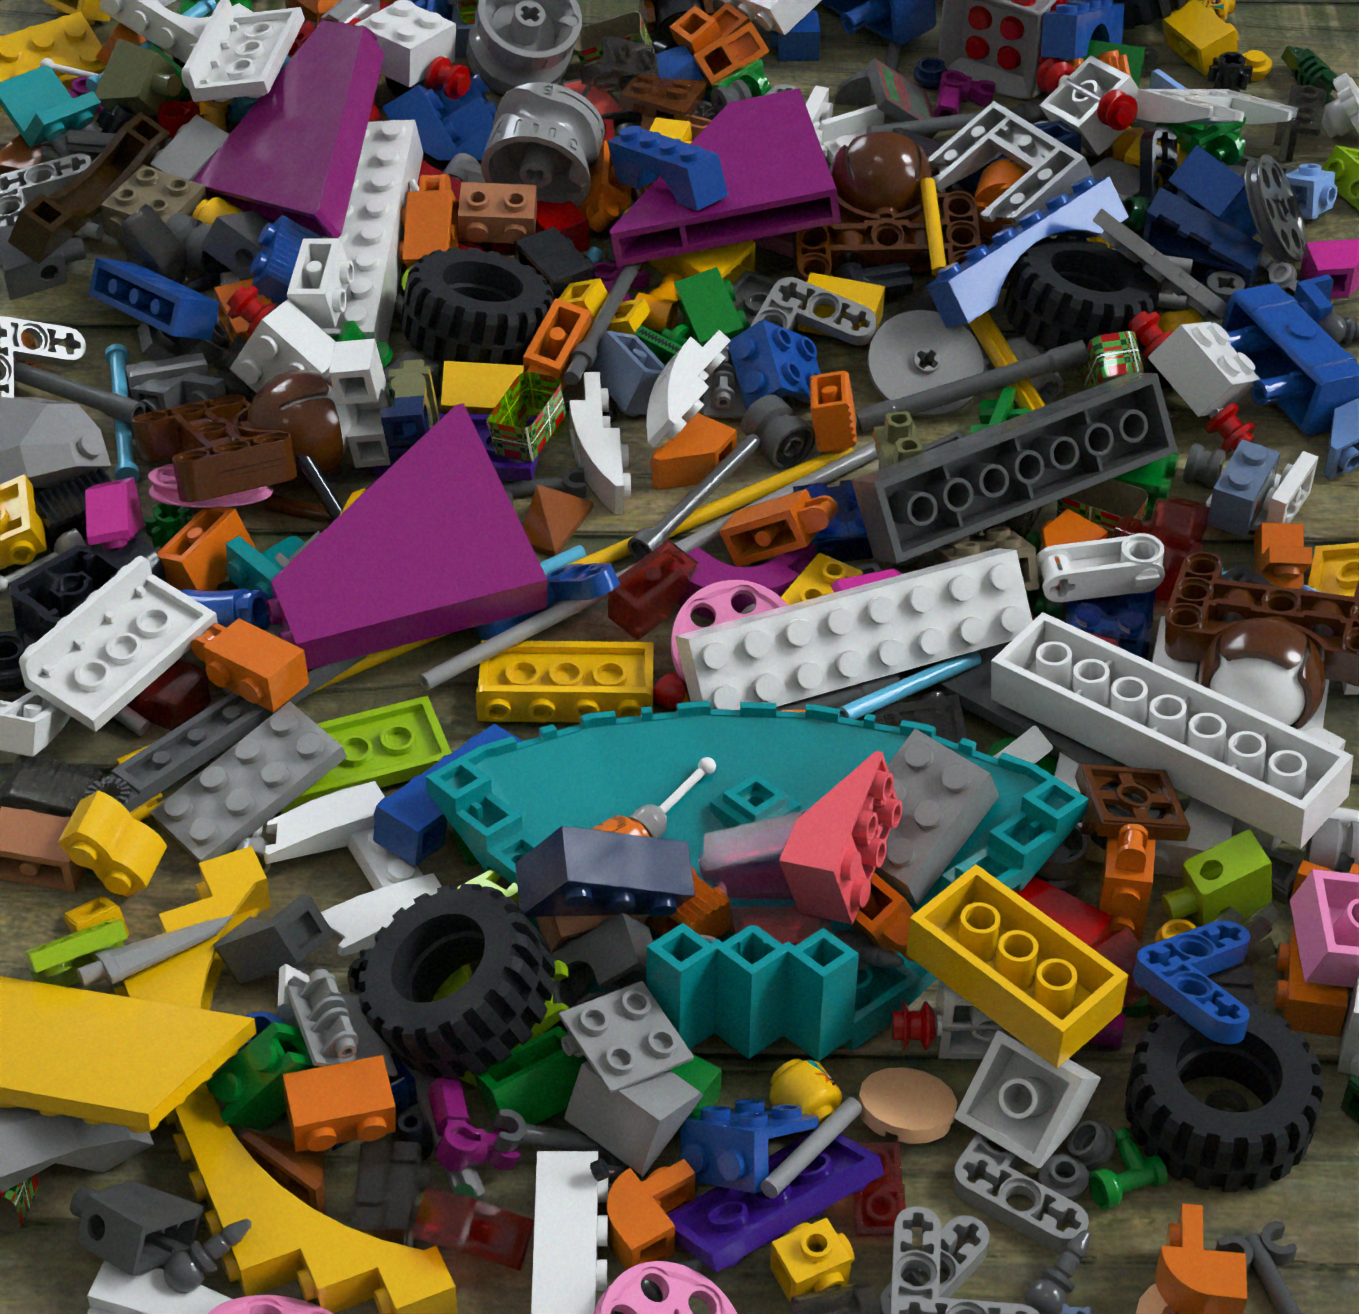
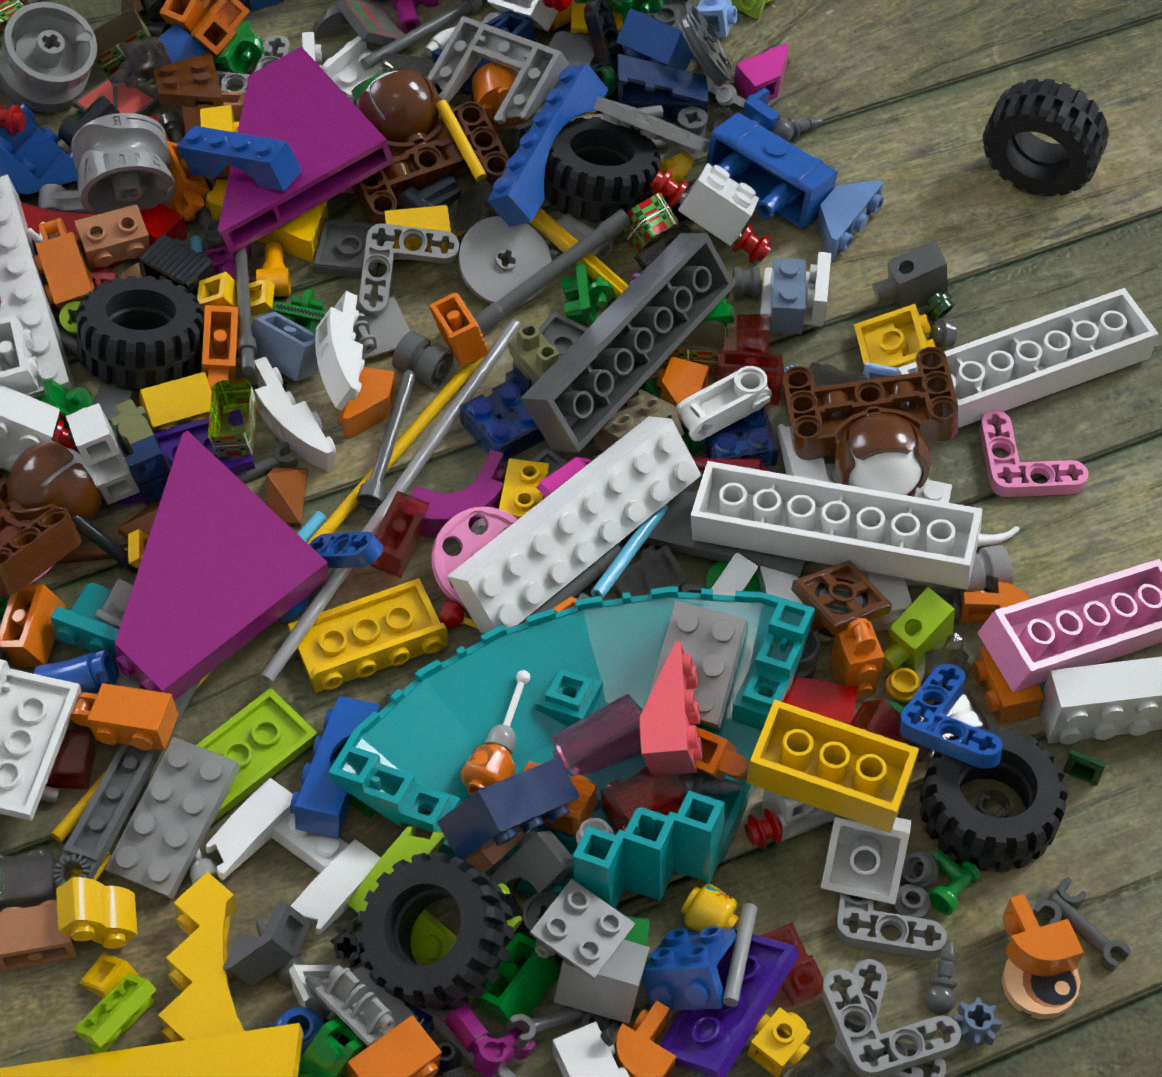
camera: 25 degrees left, 10 degrees up
(134, 957) = (168, 1004): light grey bar -> none
(709, 306) = (320, 270): green brick -> none
(722, 96) = (242, 66): dark grey wheel -> none
(773, 362) = (395, 304): blue bracket -> none
(776, 526) = (468, 447): orange brick -> none
(907, 1105) = (783, 889): light nougat tile -> none
(1281, 554) = (834, 342): orange brick -> none

